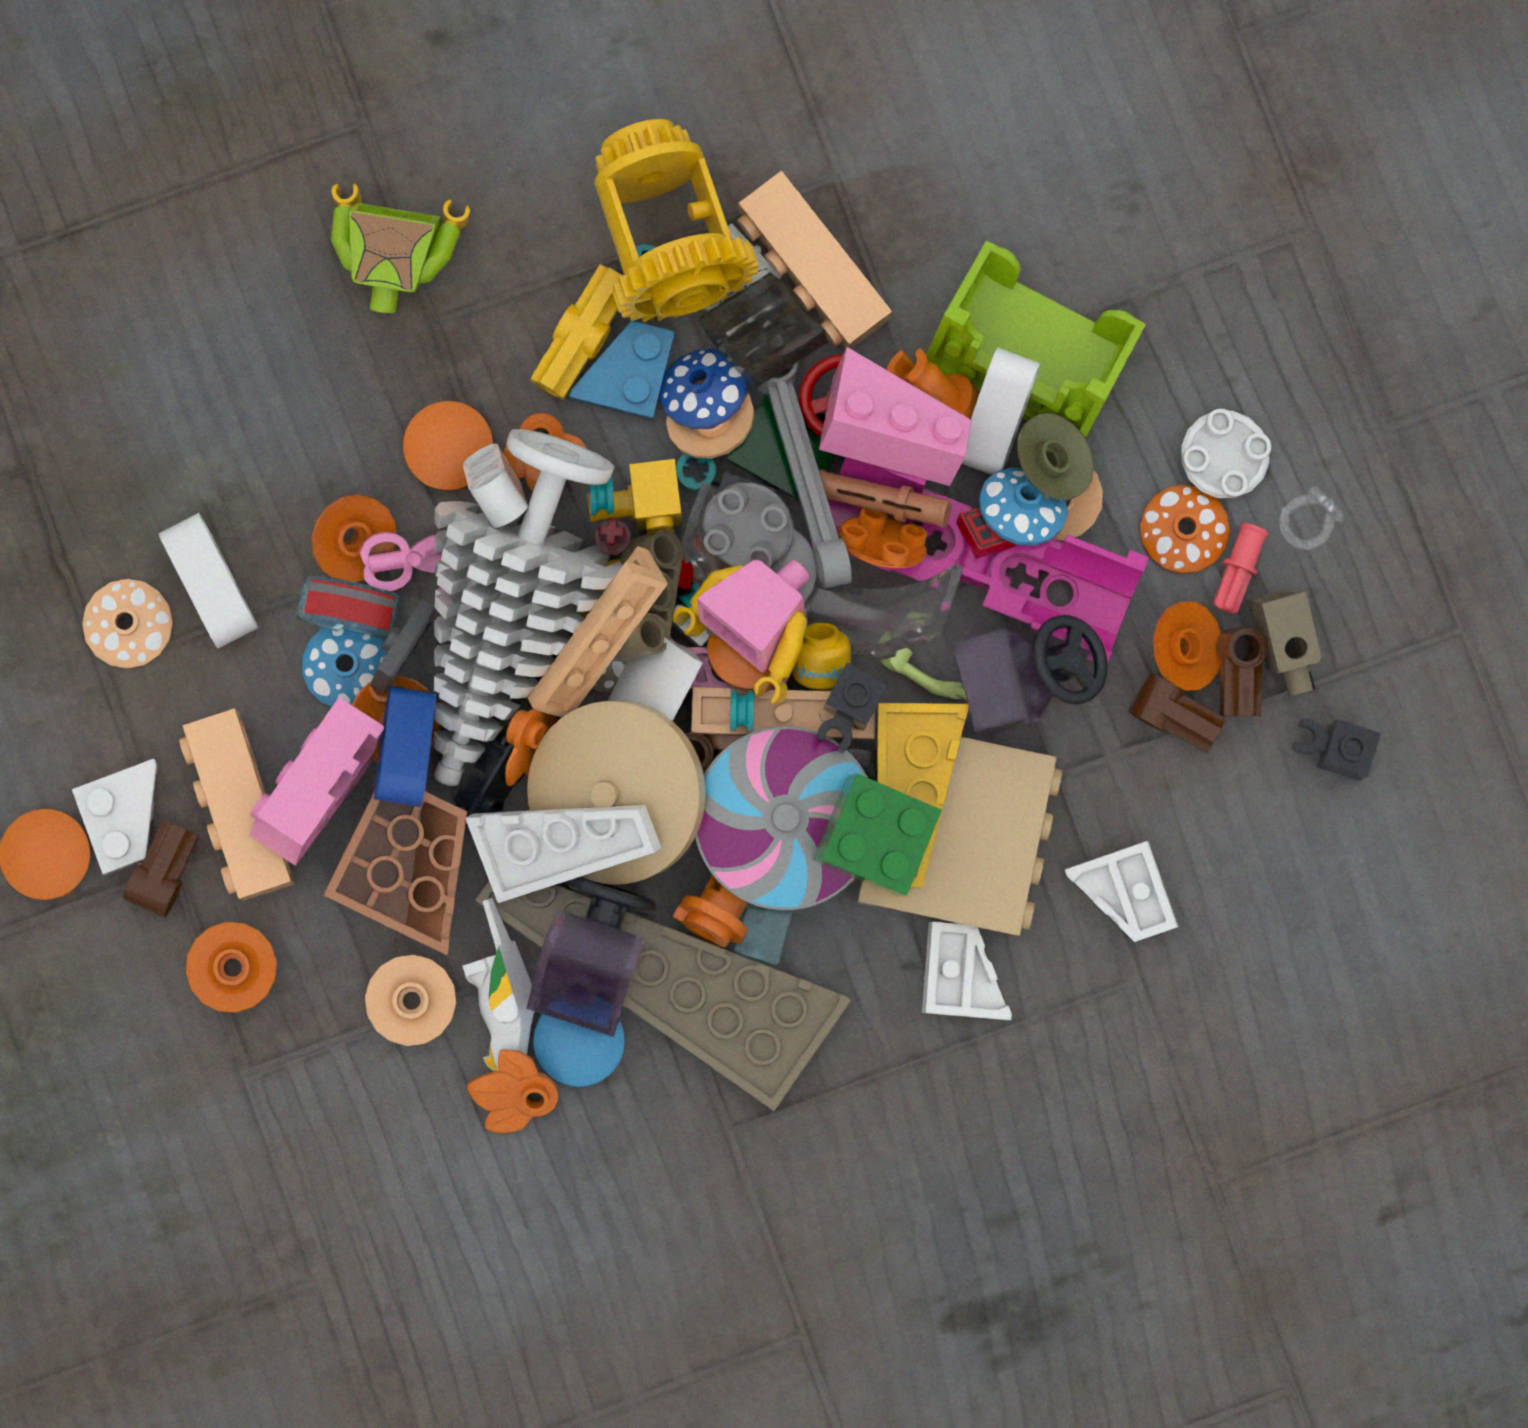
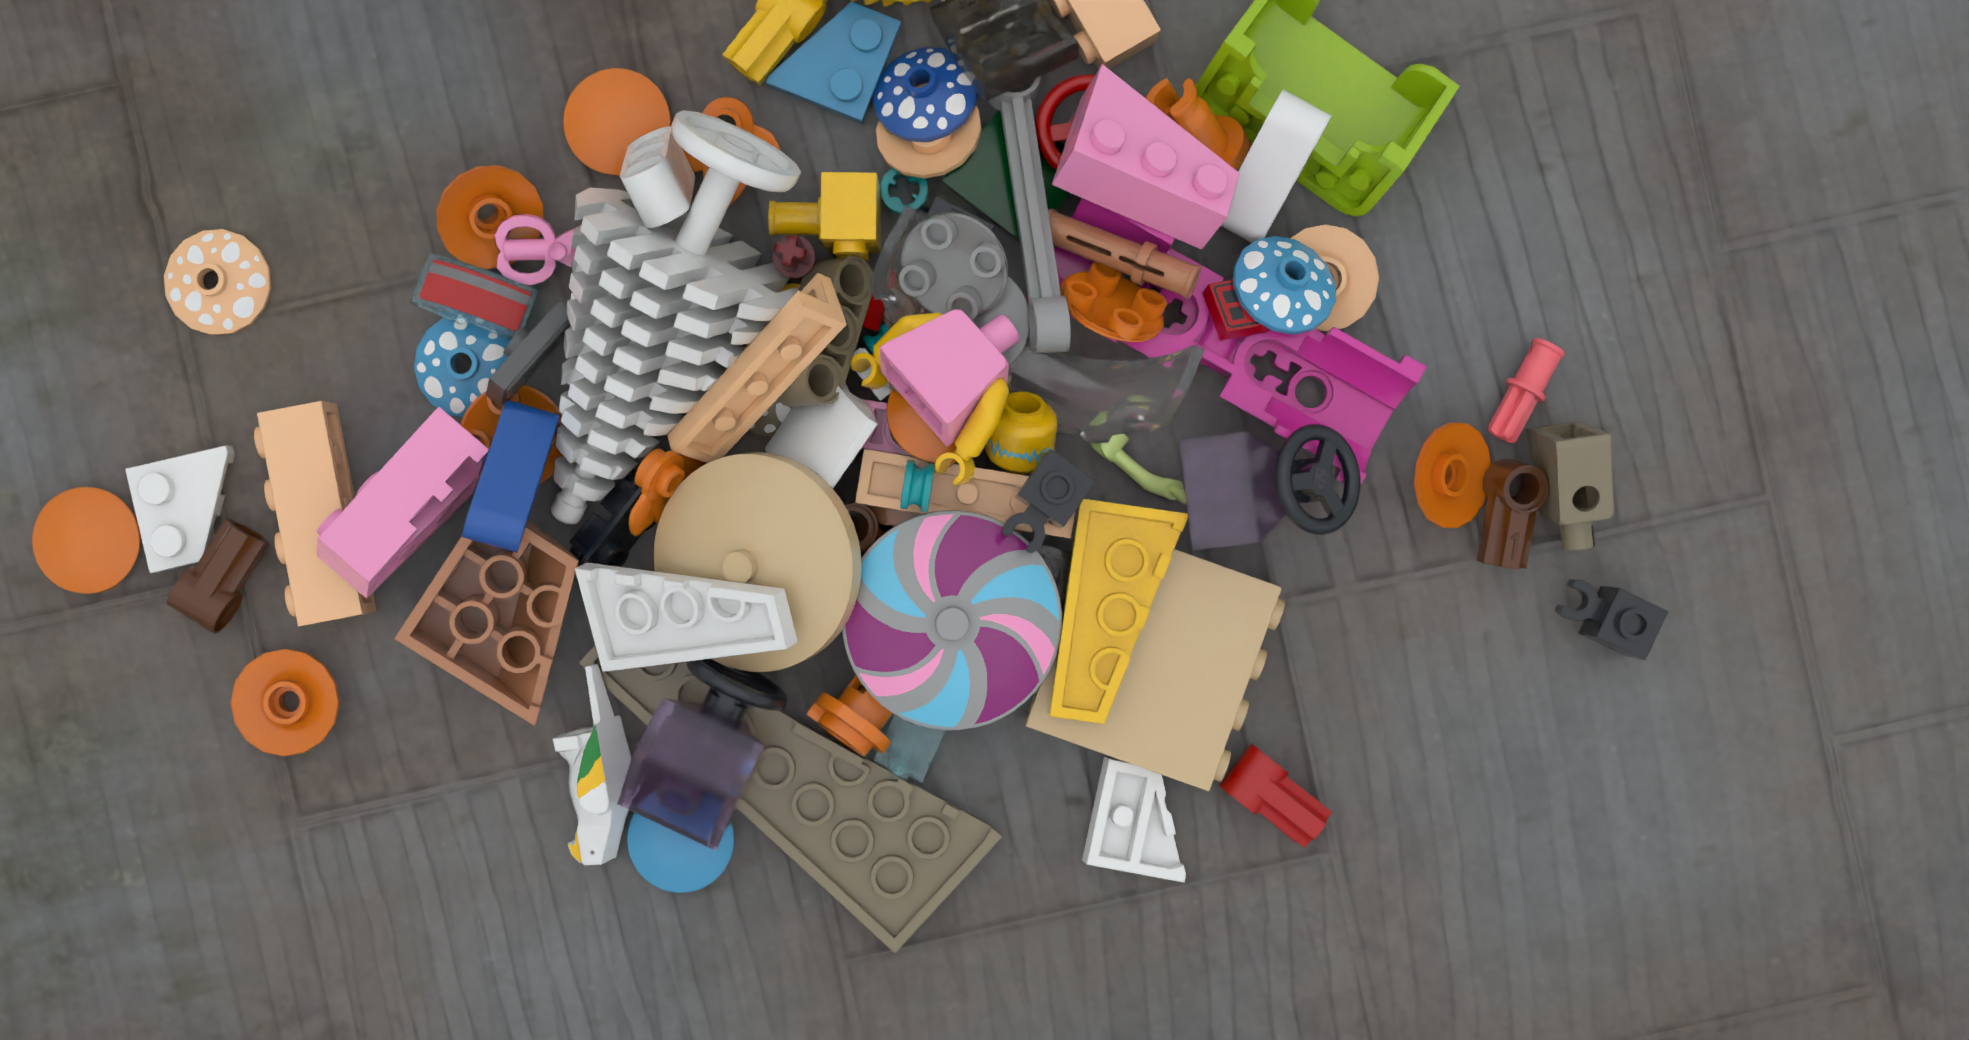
camera: 10 degrees right, 5 degrees up
(208, 580) = (313, 244): white beam -> none
(386, 1000) = (463, 772): light nougat dish -> none
(507, 1092) = (593, 890): orange plate -> none
(602, 497) = (784, 207): teal bush -> none
(877, 834) = (1058, 661): green brick -> none
(1055, 456) = (1331, 230): olive dish -> none
(1067, 930) = (1266, 789): none -> red piece
(1128, 890) = (1342, 750): white wing -> none
(1168, 709) = (1418, 545): reddish brown piece -> none
(1171, 547) = (1440, 340): orange dish -> none
(1225, 454) = (1527, 253): white dish -> none
(1315, 496) = (1625, 318): clear piece -> none

